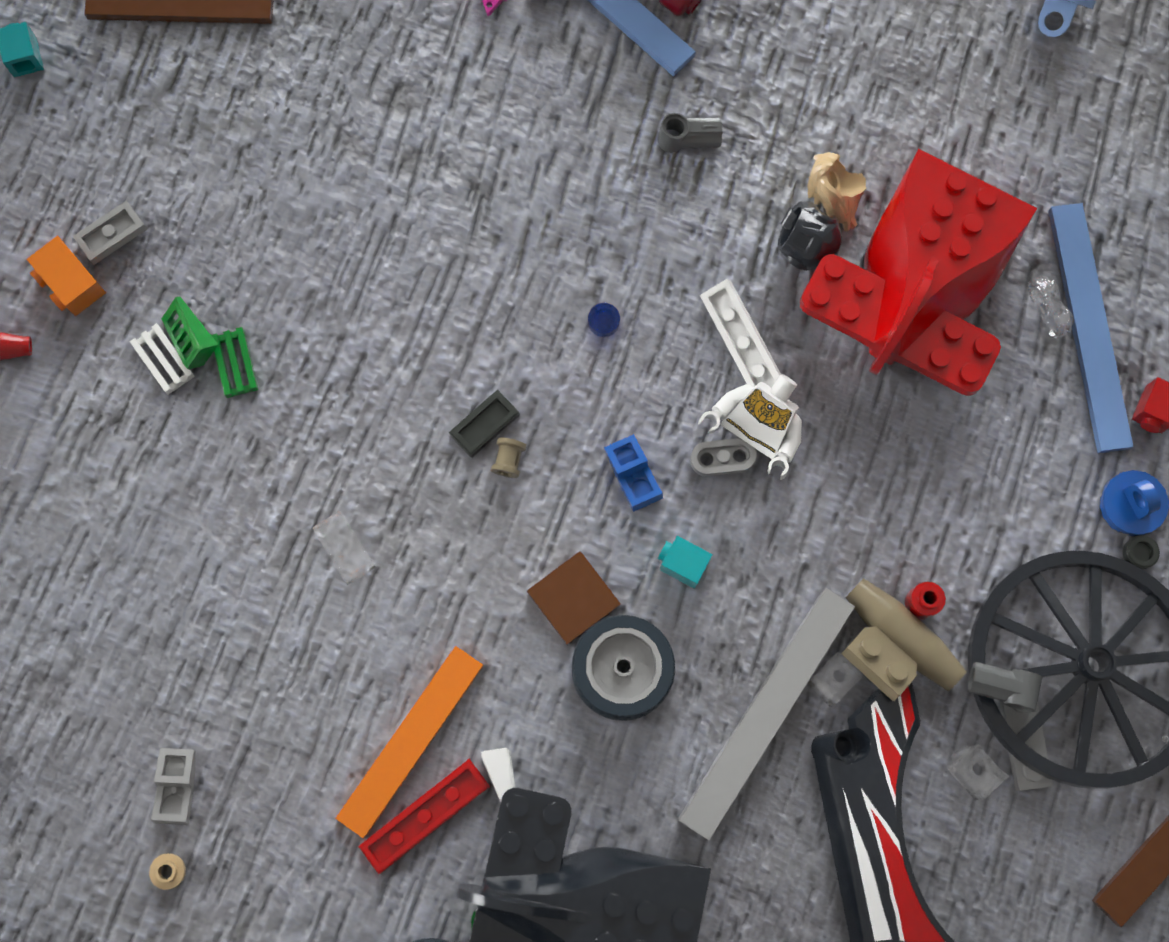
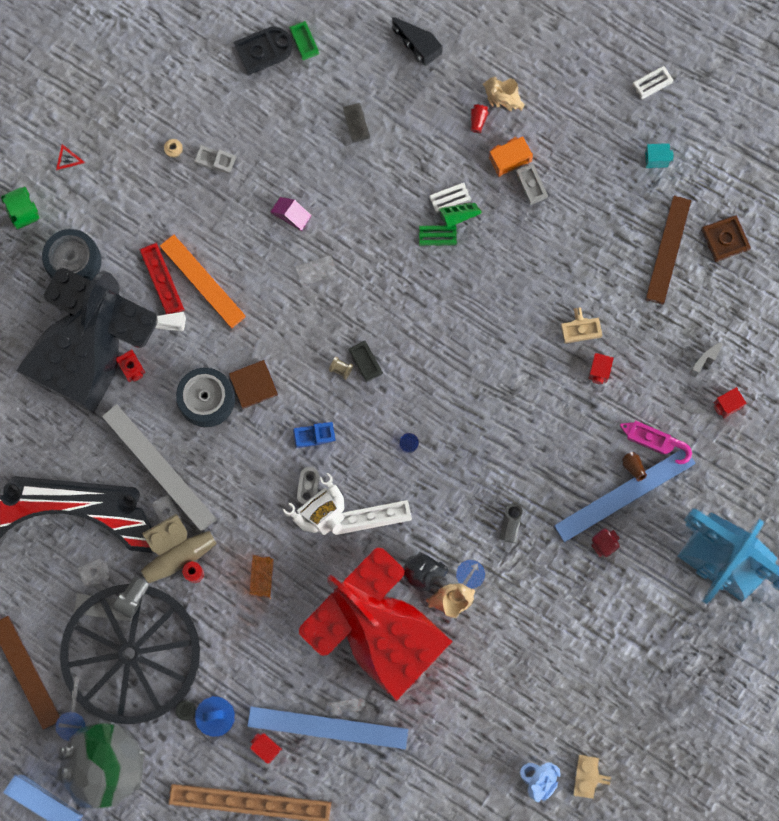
camera: 110 degrees right, 0 degrees up
(52, 551) = (356, 122): none -> clear smoke plate
(246, 621) = (291, 212): none -> slope
(344, 102) = (581, 328): none -> tan plate
(405, 58) = (600, 368): none -> red brick
(588, 826) = (125, 360): none -> red brick
(684, 561) = (254, 447): teal brick -> none
(784, 175) = (473, 574): none -> clear piece
(893, 492) = (261, 576): none -> clear orange hinge

